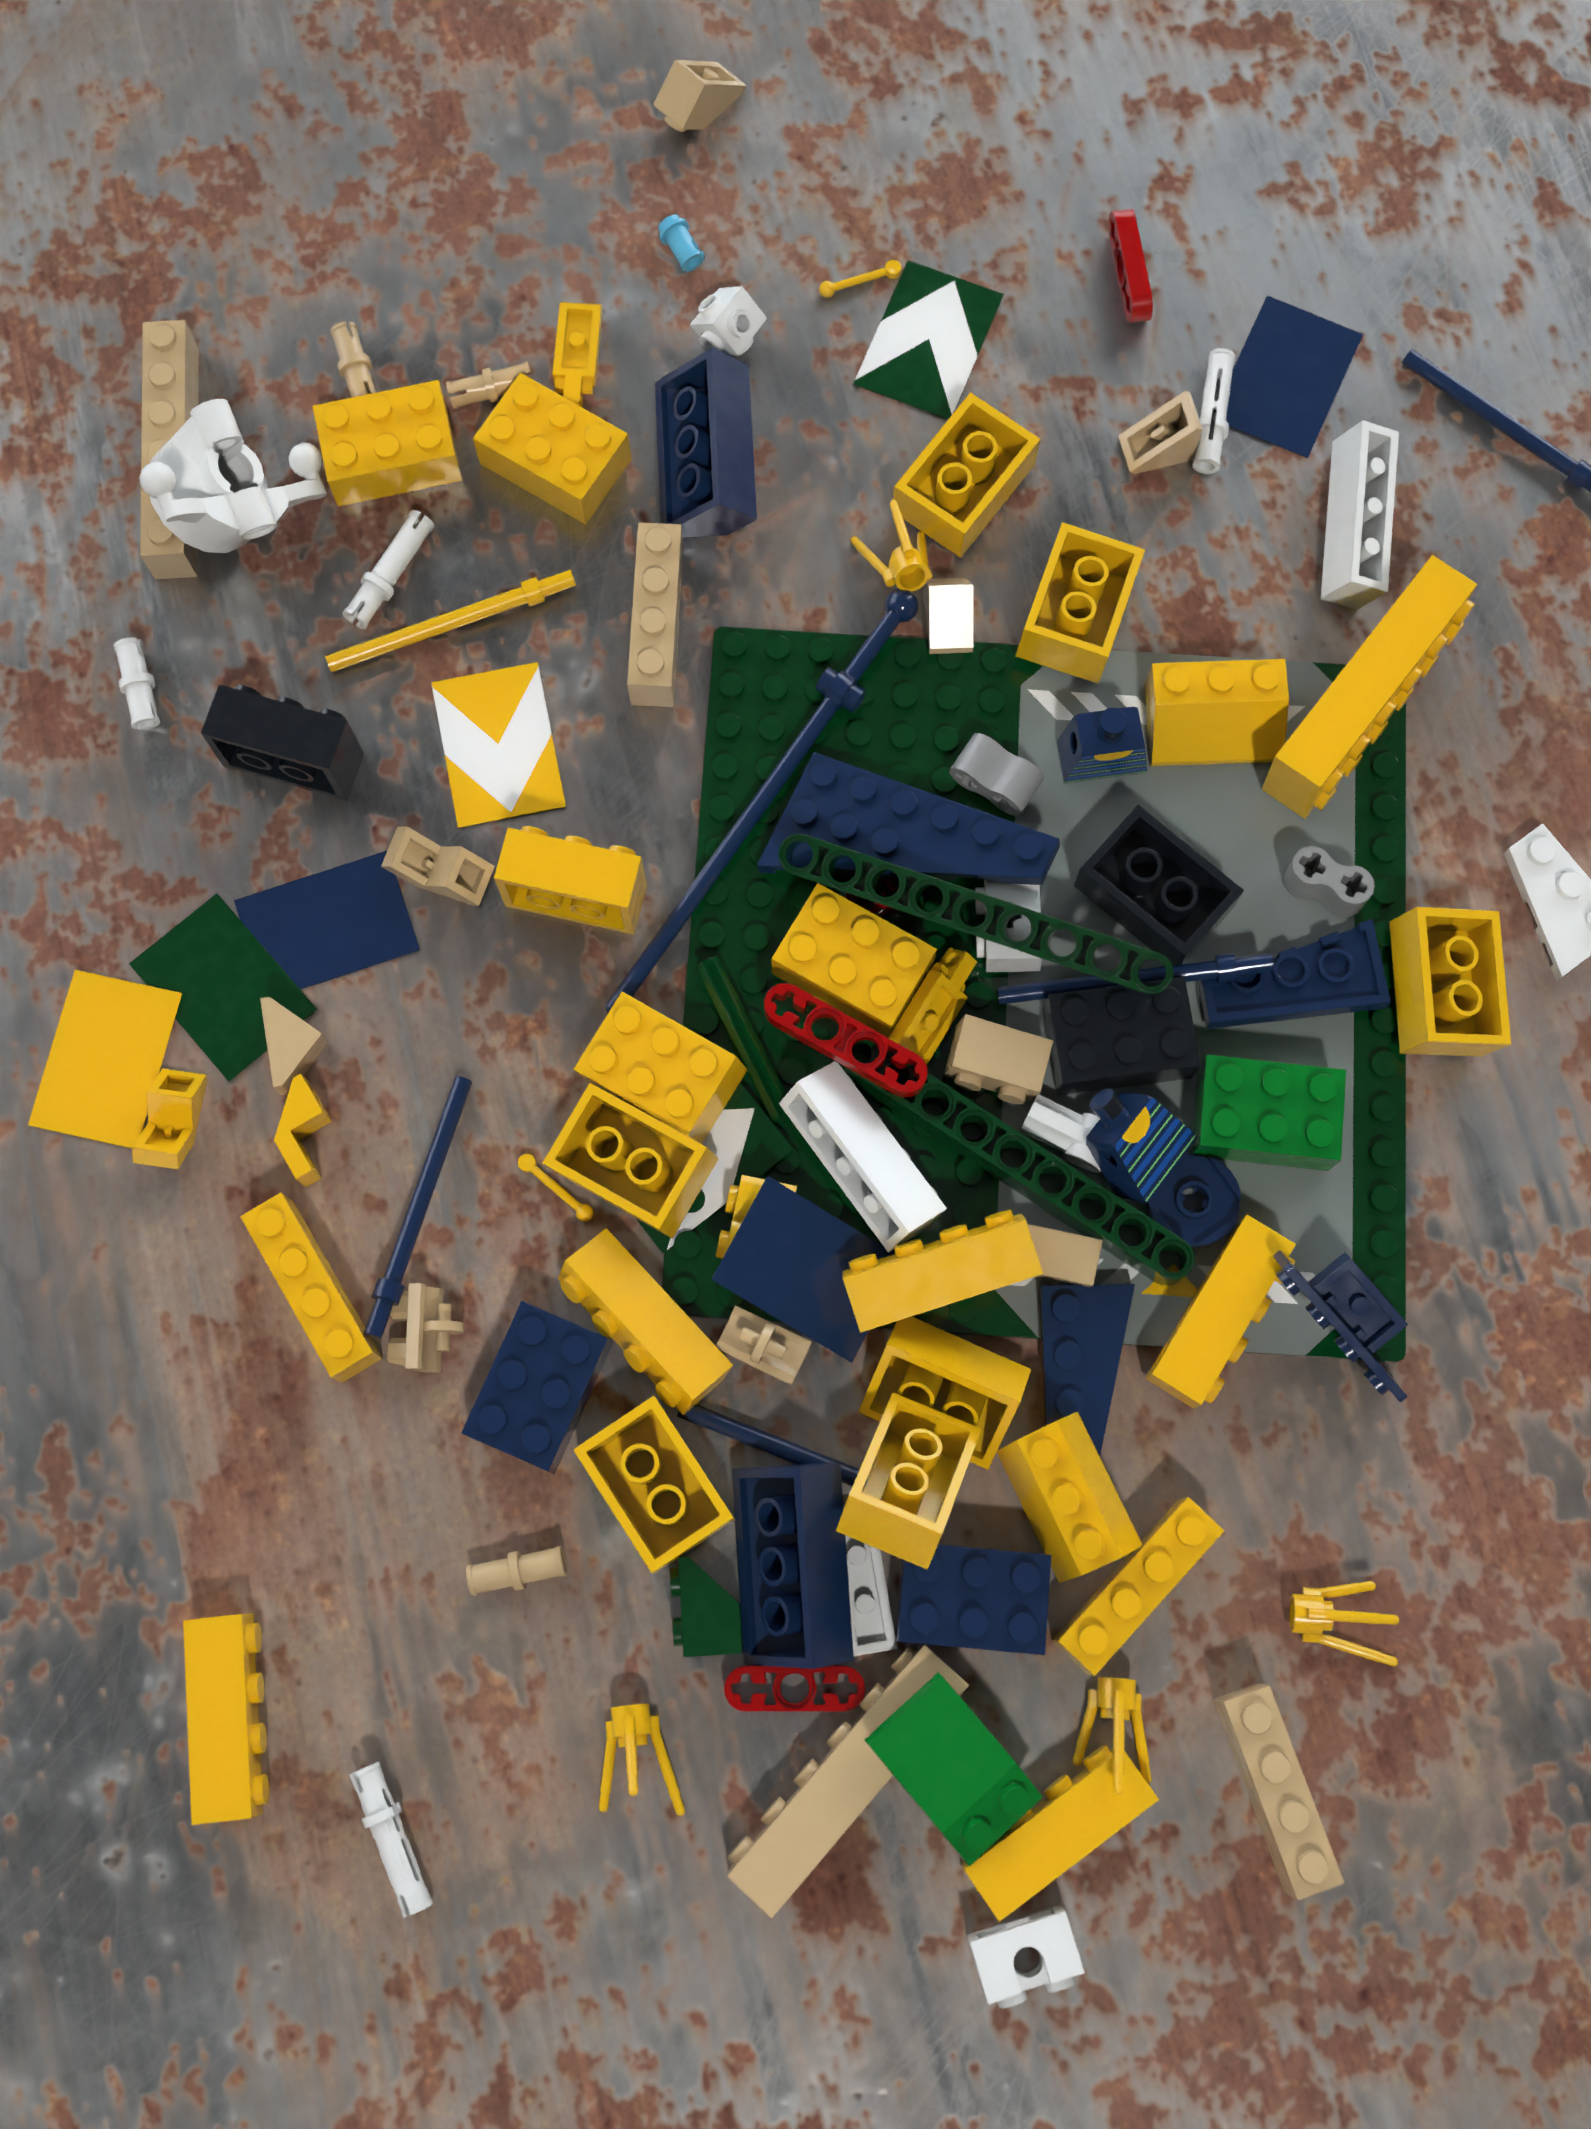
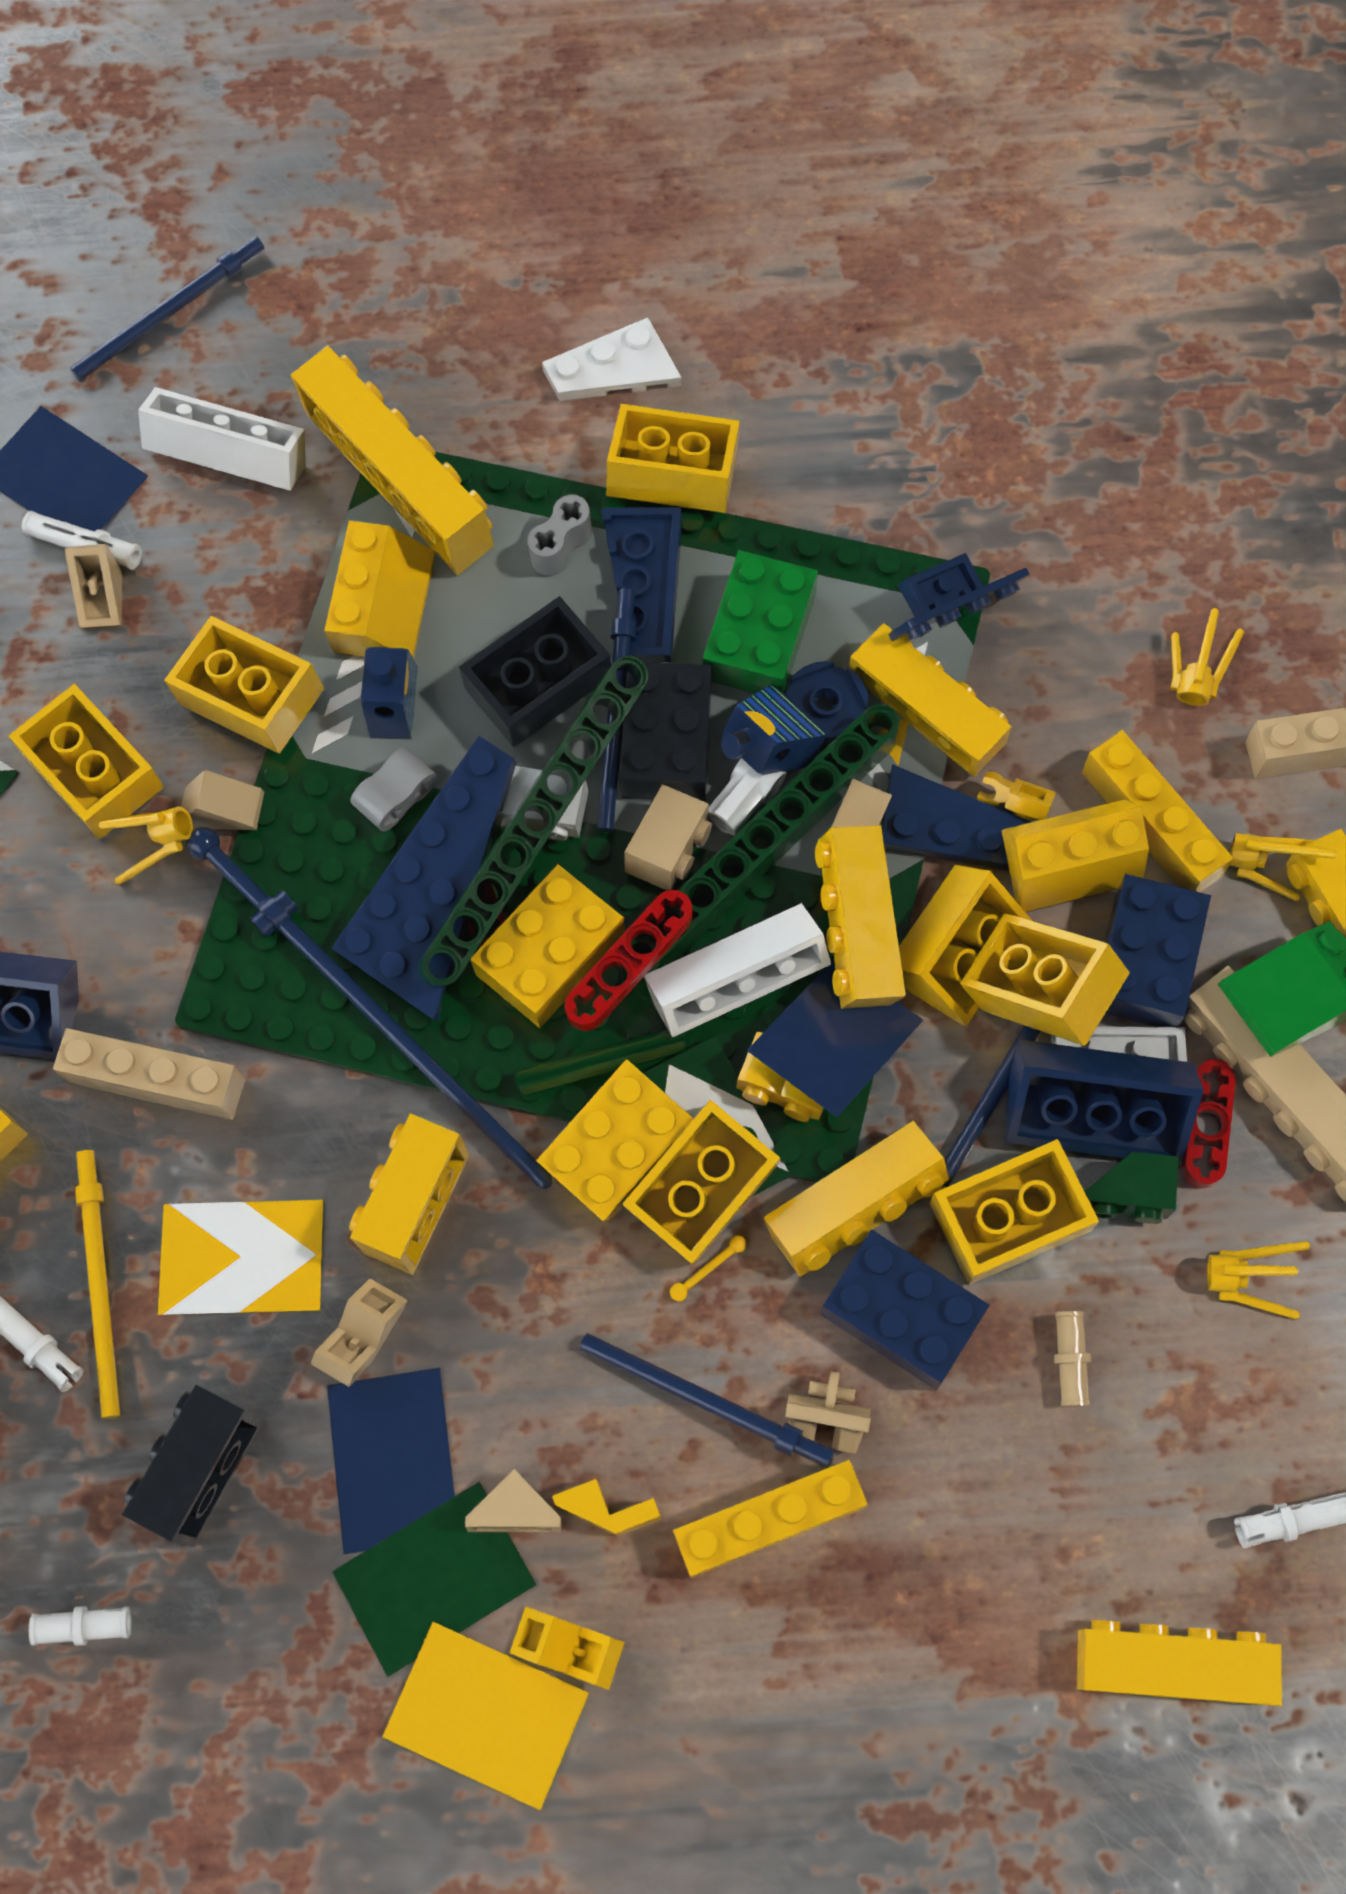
camera: 75 degrees left, 5 degrees down
(763, 1345) = (896, 1093): tan hips -> none
(934, 1005) = (604, 881): yellow hinge -> none
(1127, 1432) = (1021, 797): none -> yellow plate

